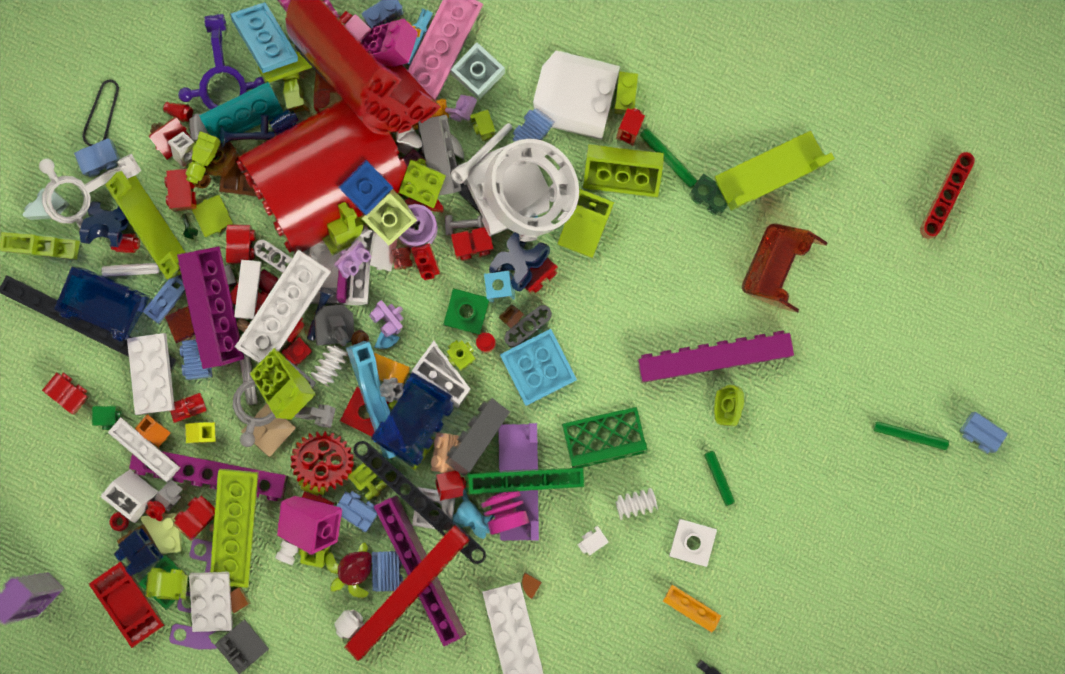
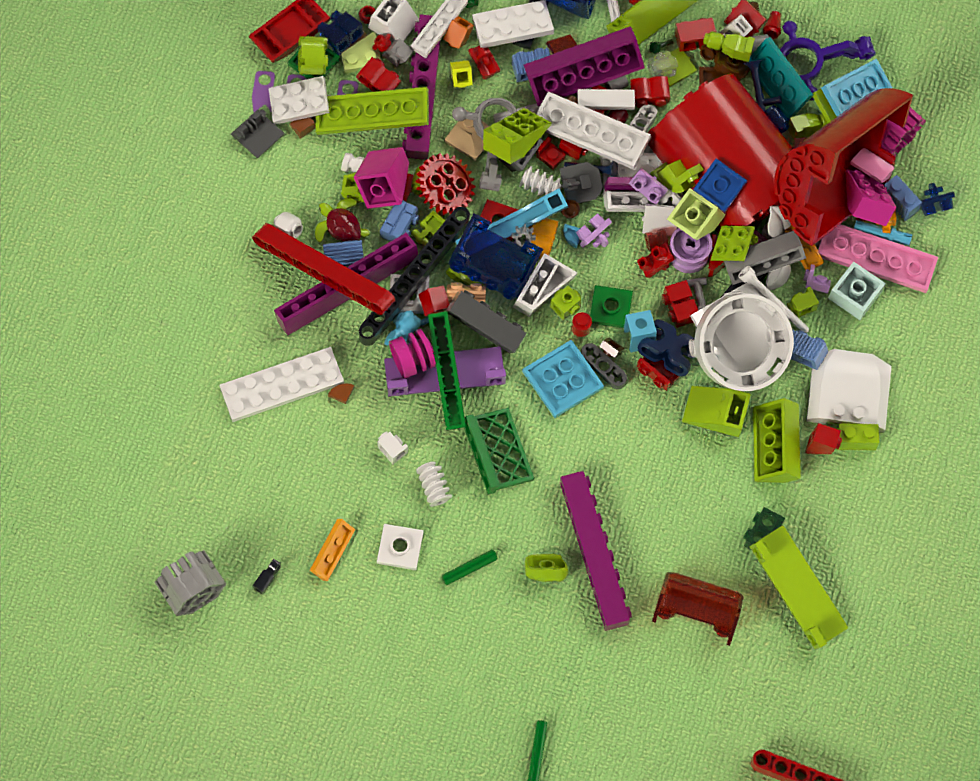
camera: 80 degrees right, 15 degrees down
(165, 299) = (582, 29): medium blue plate -> none
(213, 227) = (662, 65): none -> clear brick
(669, 158) = (798, 485): green axle -> none

